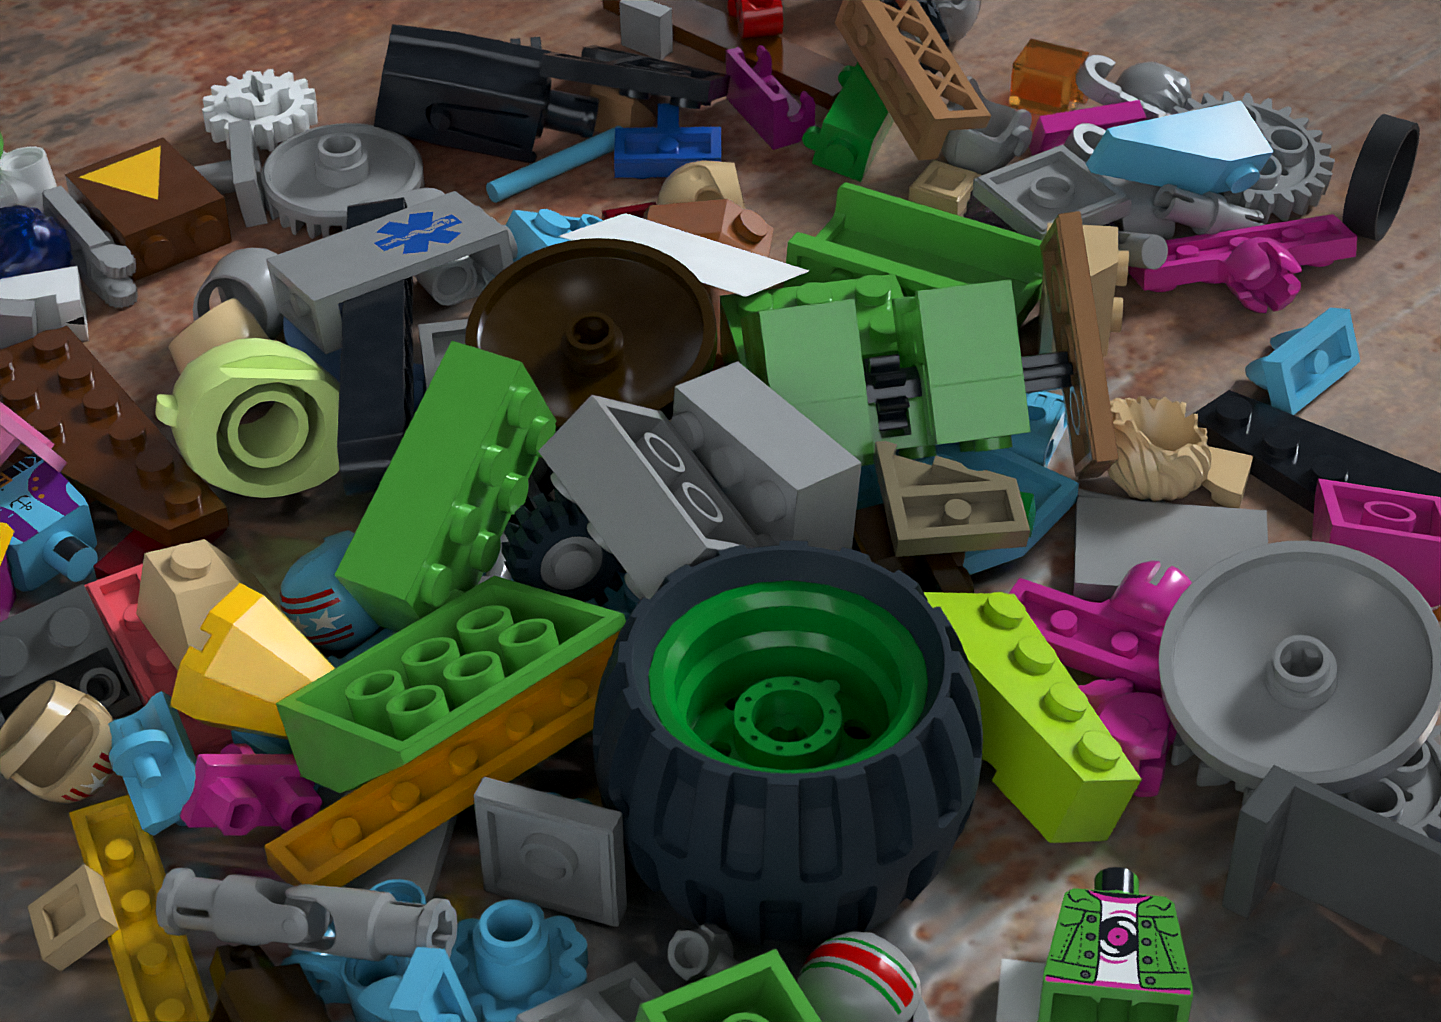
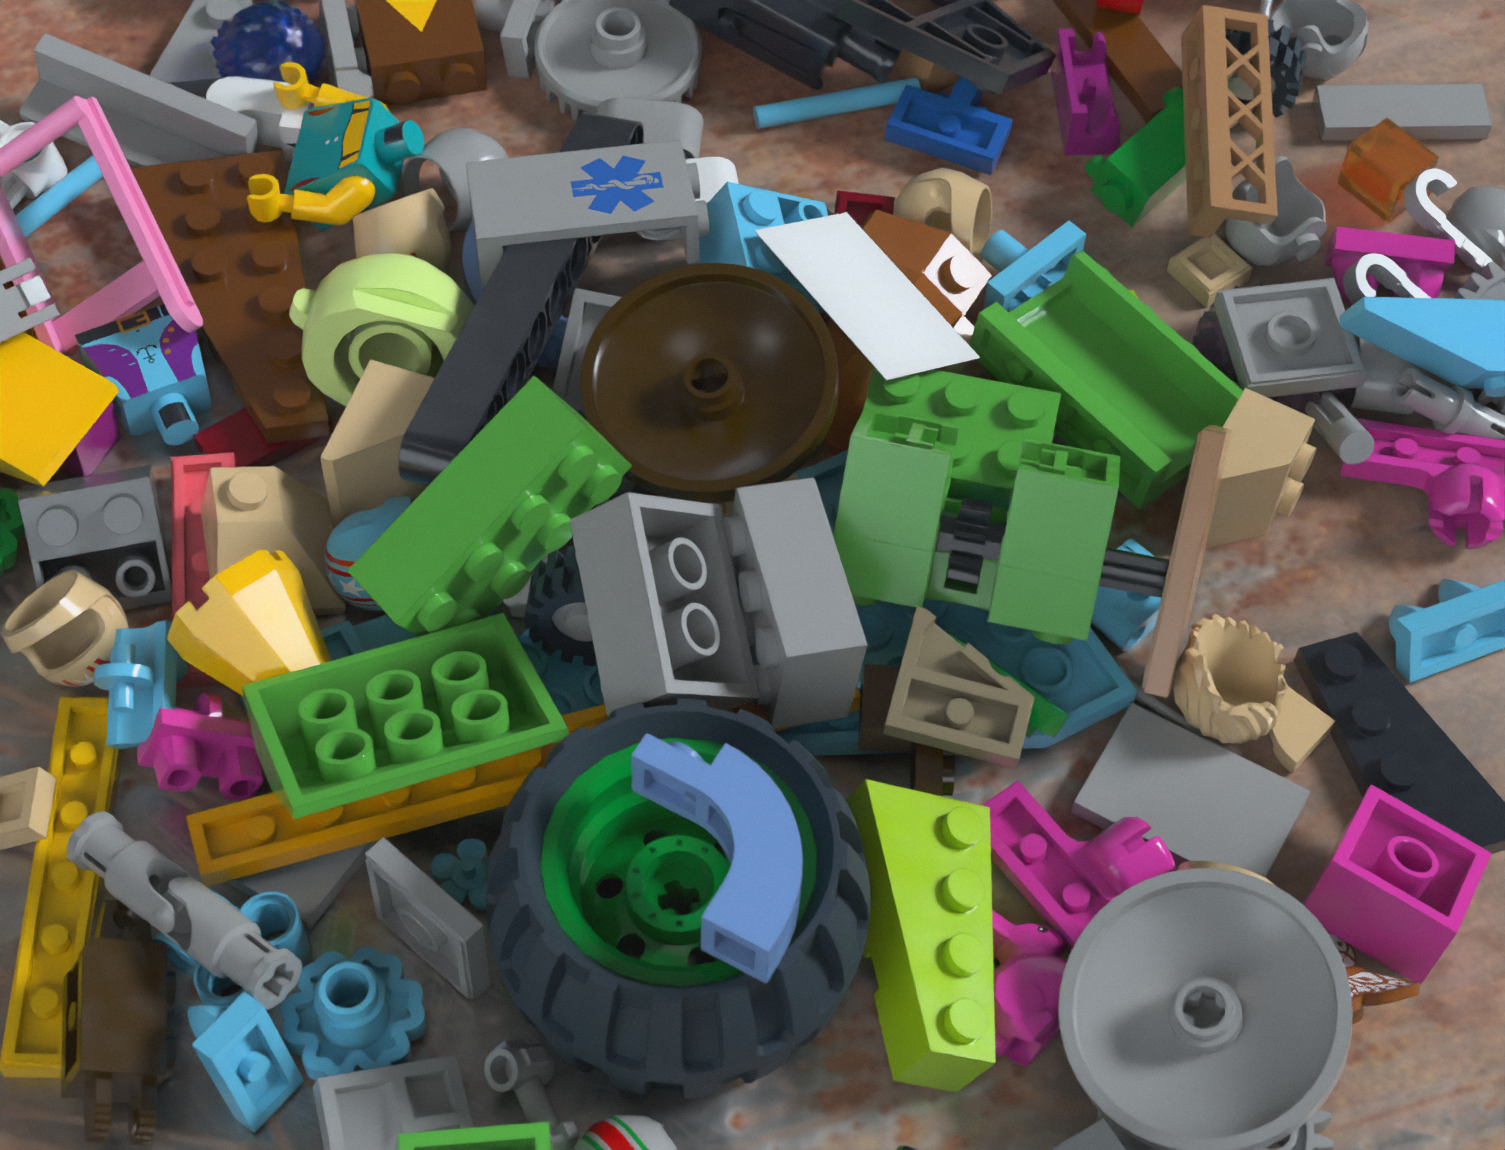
camera: 20 degrees right, 15 degrees up
(127, 306) = (343, 155): none -> torso
(297, 494) = (366, 444): none -> tan slope
(806, 216) = (1028, 271): none -> medium azure tile
(853, 609) = (752, 821): none -> medium blue arch
(994, 53) = (1419, 109): none -> light grey tile

